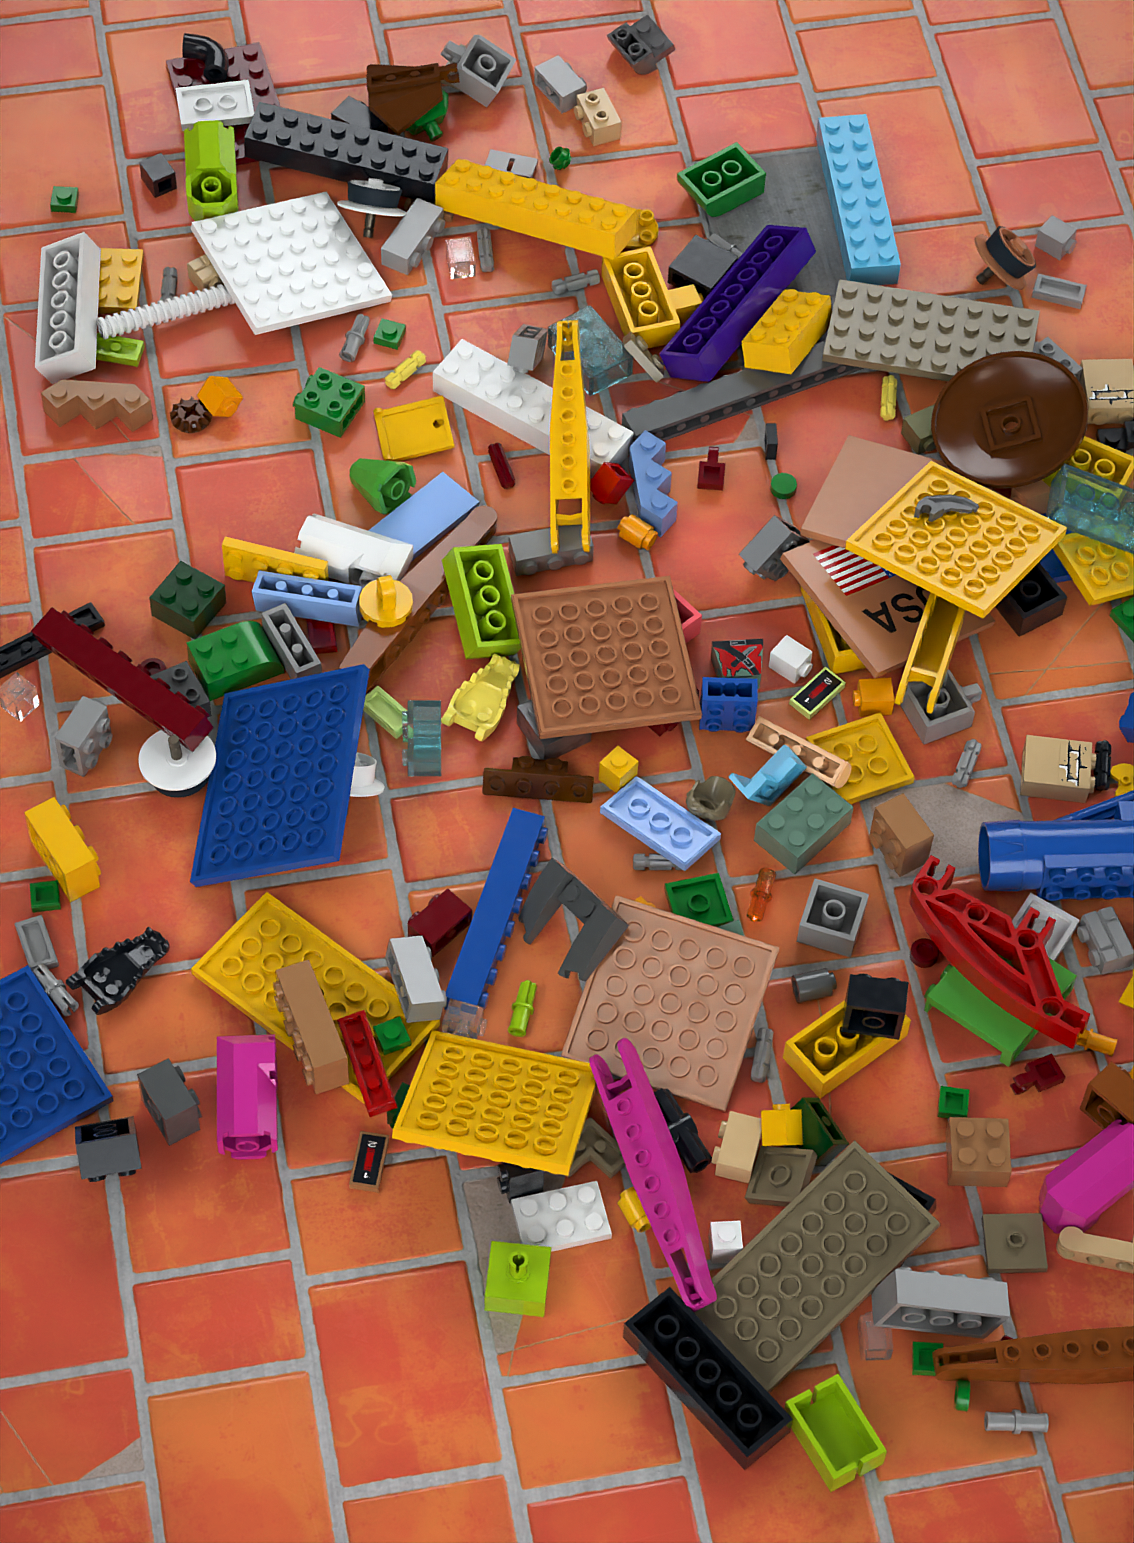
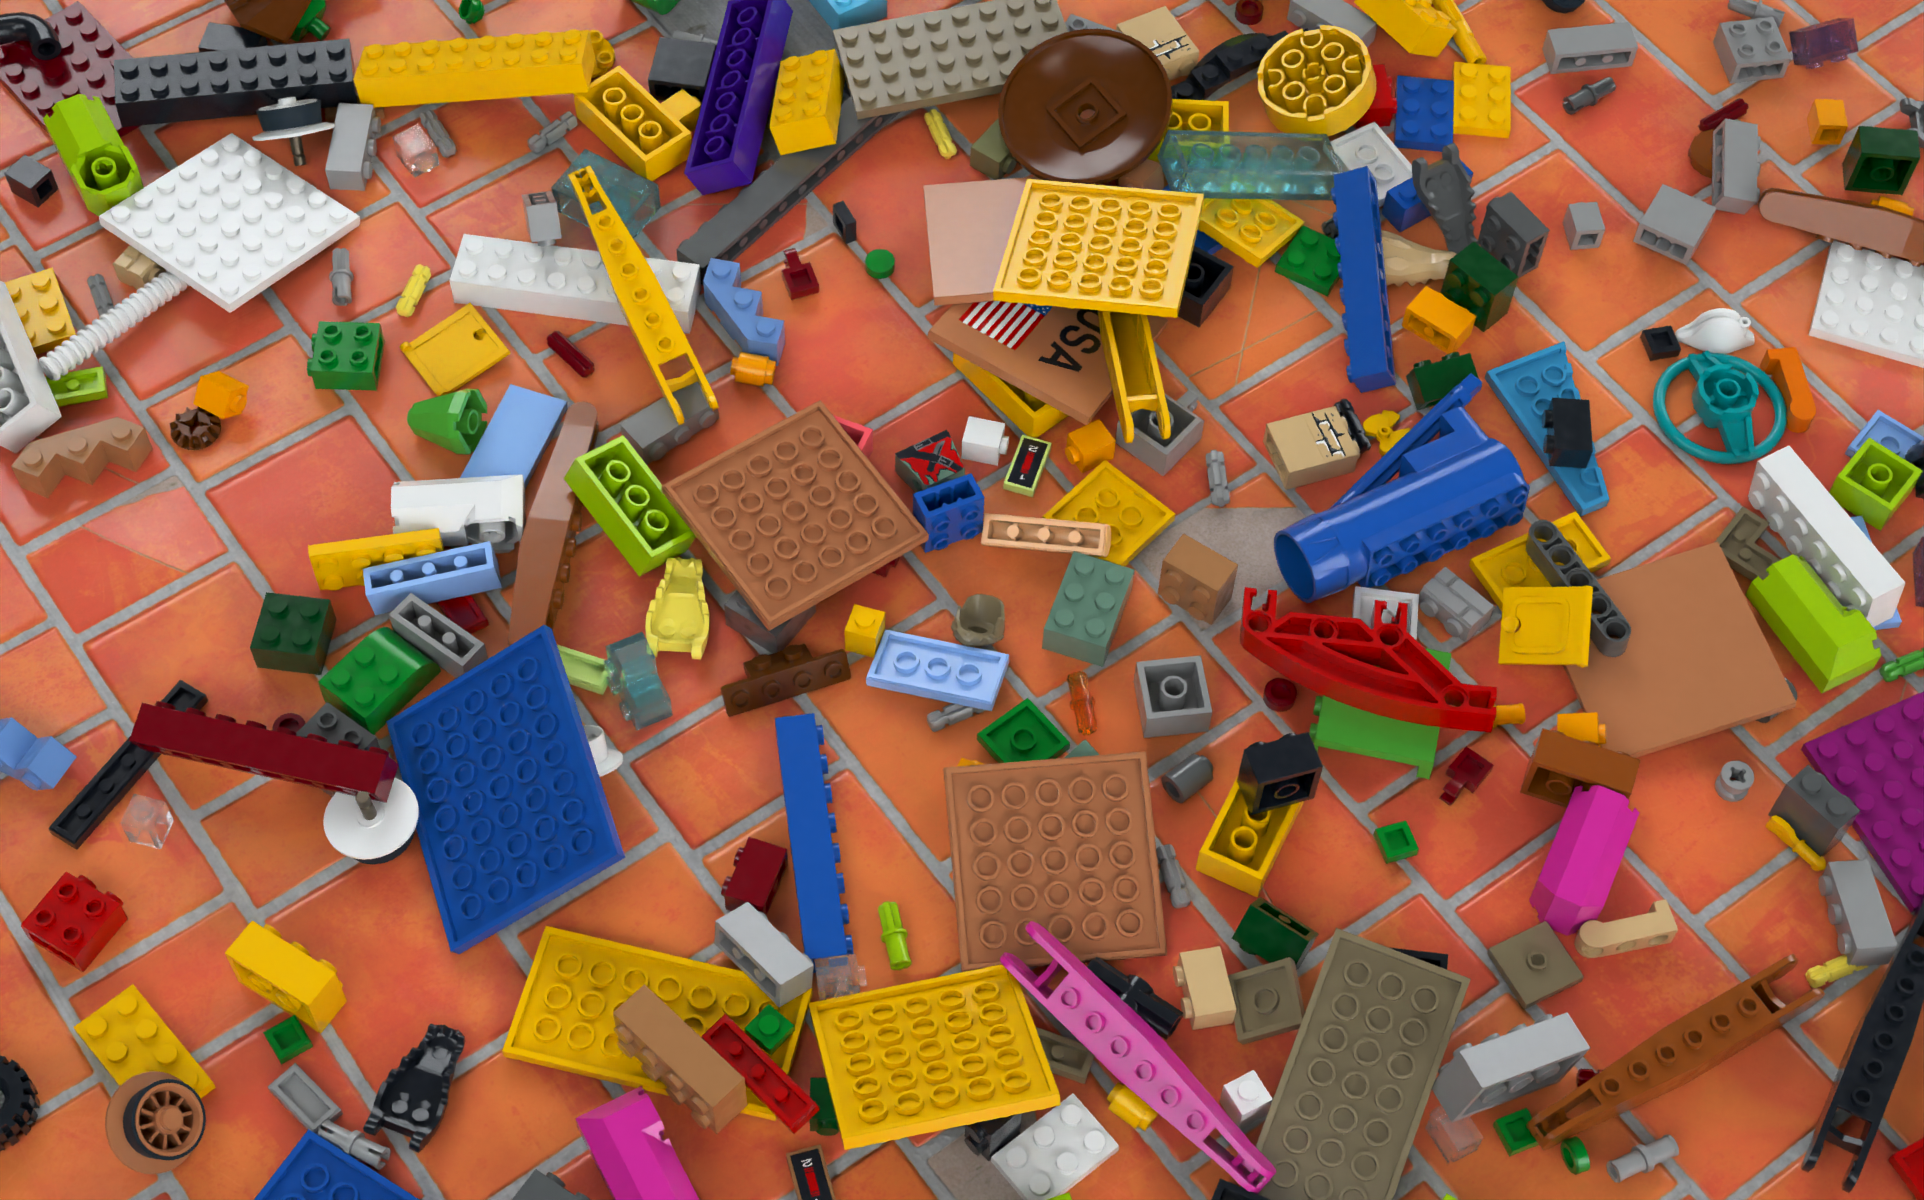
camera: 25 degrees left, 0 degrees up
(83, 736) = (249, 835): light grey brick -> none
(220, 101) = (61, 78): white plate -> none
(385, 602) = (525, 548): yellow tile -> none
(389, 334) = (376, 259): green plate -> none
(522, 165) = (432, 30): light grey piece -> none
(601, 924) = (946, 810): dark grey wedge -> none
(610, 483) = (701, 327): red brick -> none
(638, 349) = (660, 175): dark tan plate -> none
(766, 548) = (908, 332): brick -> none
(772, 778) = (1031, 571): medium azure panel -> none
(781, 1126) = (1242, 945): yellow brick -> none
(941, 504) = (1066, 218): dark grey piece -> none
(978, 1152) = (1450, 883): medium nougat brick -> none

